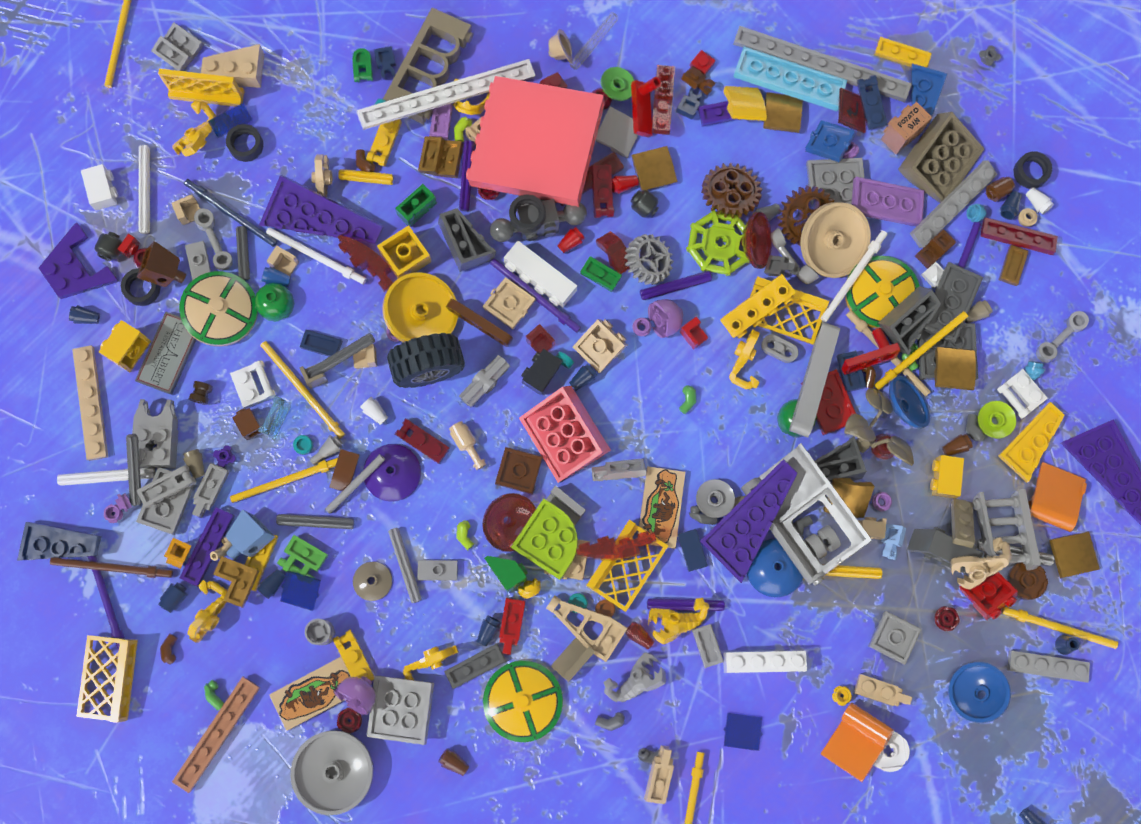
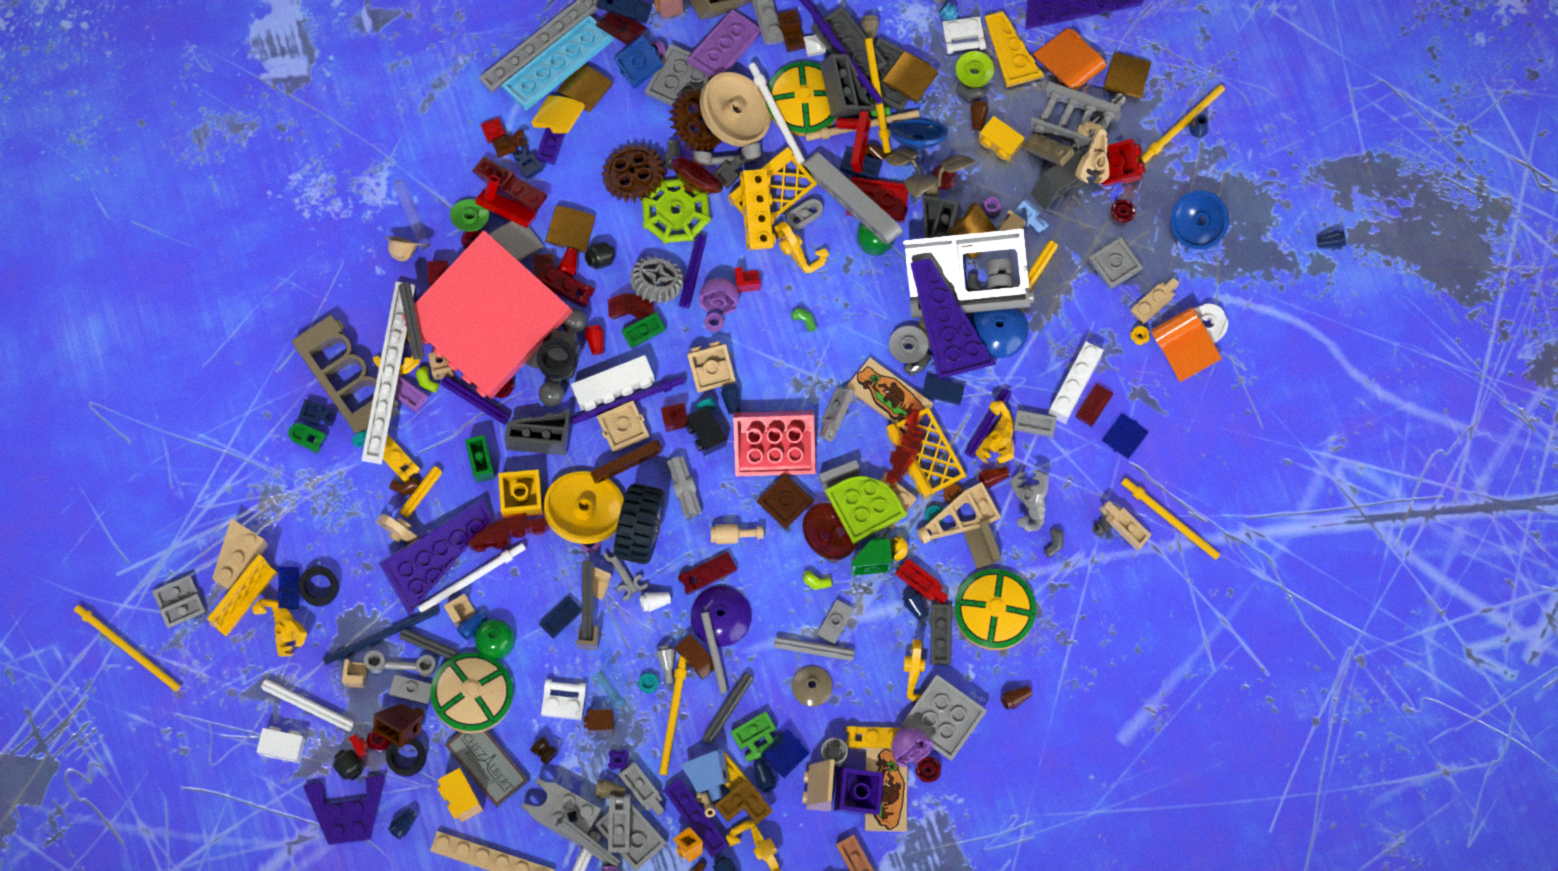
camera: 55 degrees left, 5 degrees down
(282, 637) = (819, 786): none -> tan slope
(296, 671) = (858, 791): none -> dark purple slope
(331, 772) = (967, 806): light grey dish -> none
(333, 426) = (647, 646): yellow bar -> none
(378, 386) = (630, 586): none -> light grey bar
(440, 157) = (442, 413): pearl gold slope -> none
(494, 84) = (411, 320): none -> dark grey axle
(754, 689) = (1094, 405): none -> clear red plate
(952, 275) = (826, 30): none -> dark purple bar
(1028, 583) = (1130, 126): reddish brown tile -> none
(1048, 666) = (1209, 152): light grey plate -> none

